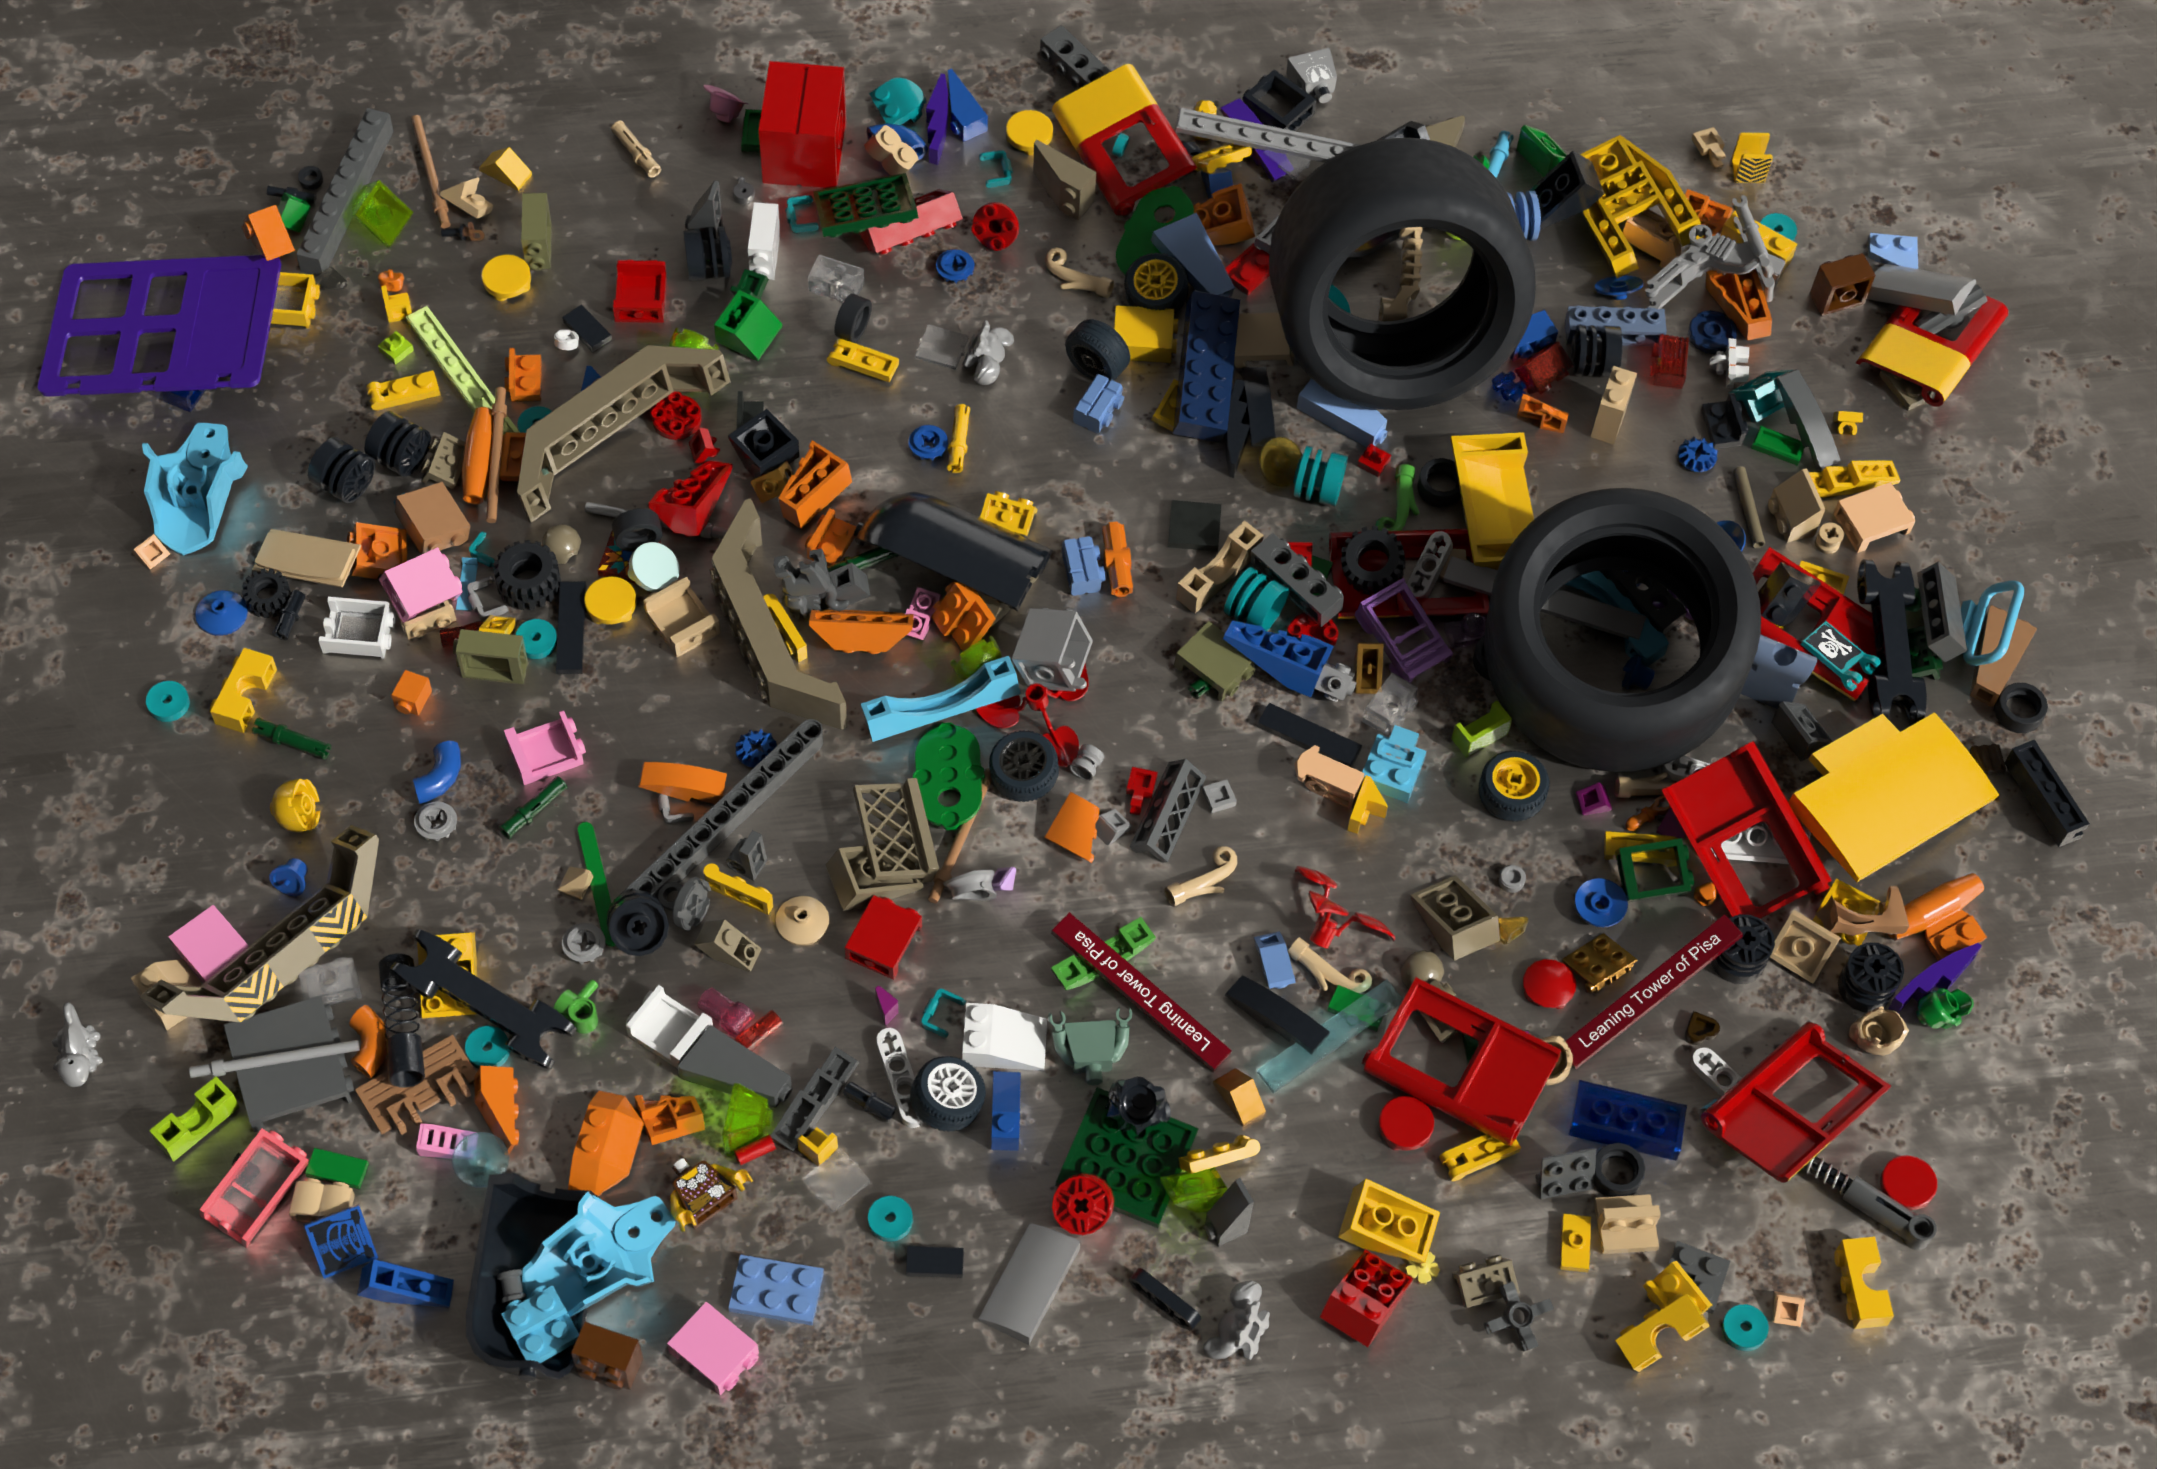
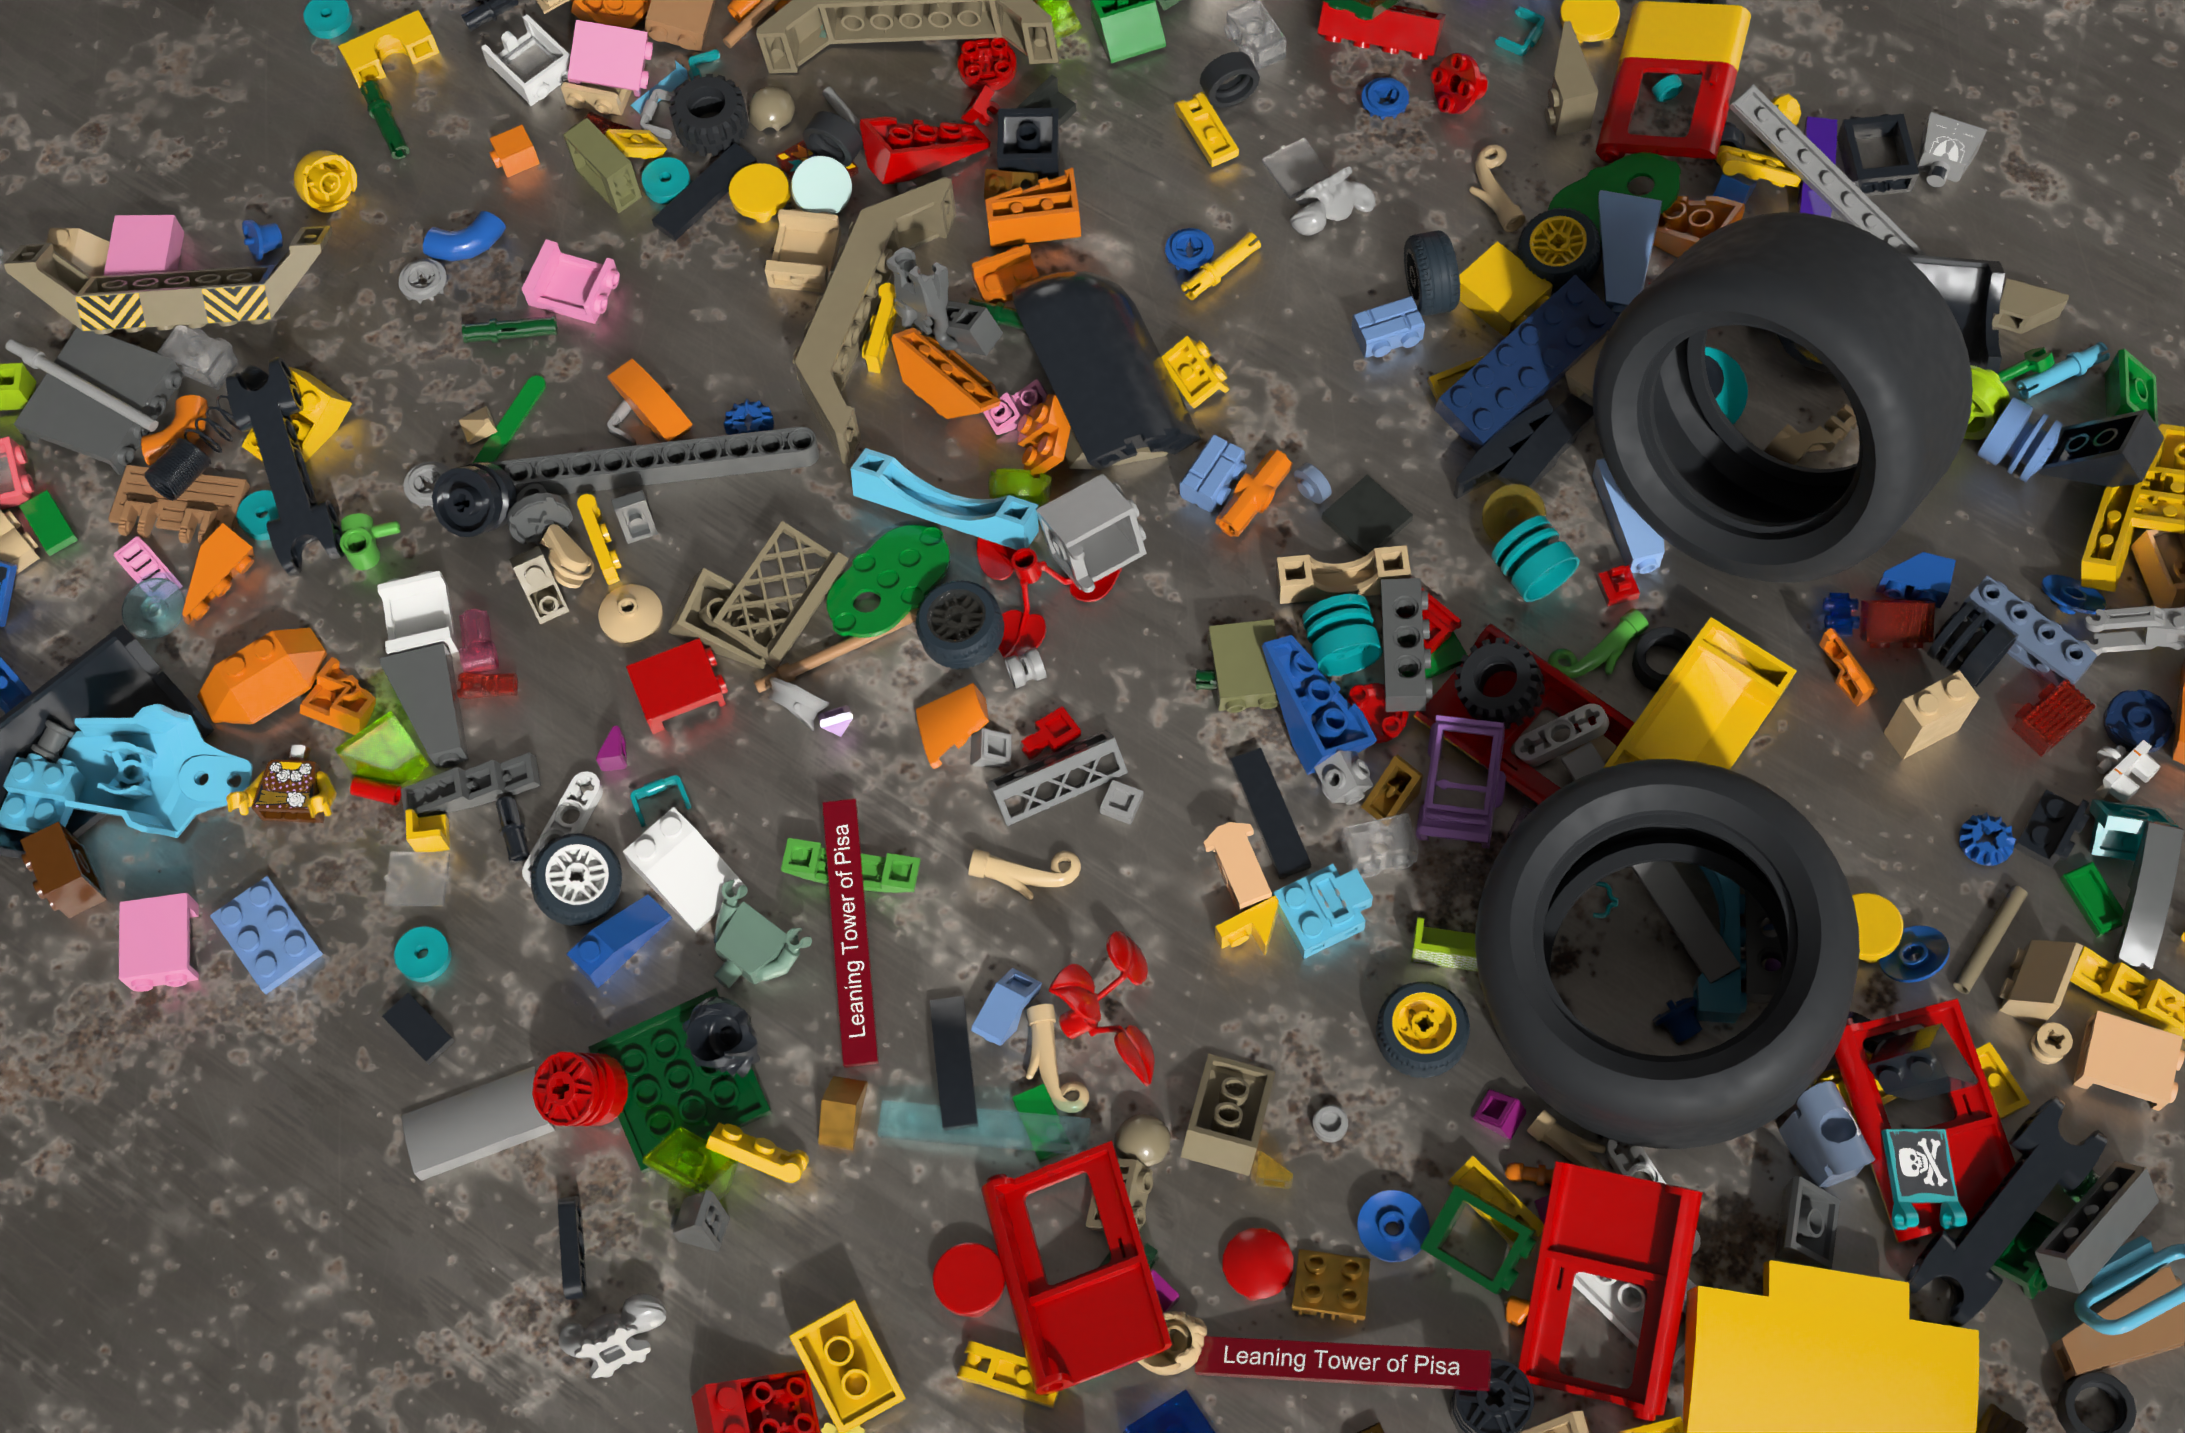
camera: 50 degrees right, 5 degrees up
(735, 913) = (566, 558): none -> tan piece
(1147, 527) = (1312, 483): none -> sand blue wheel

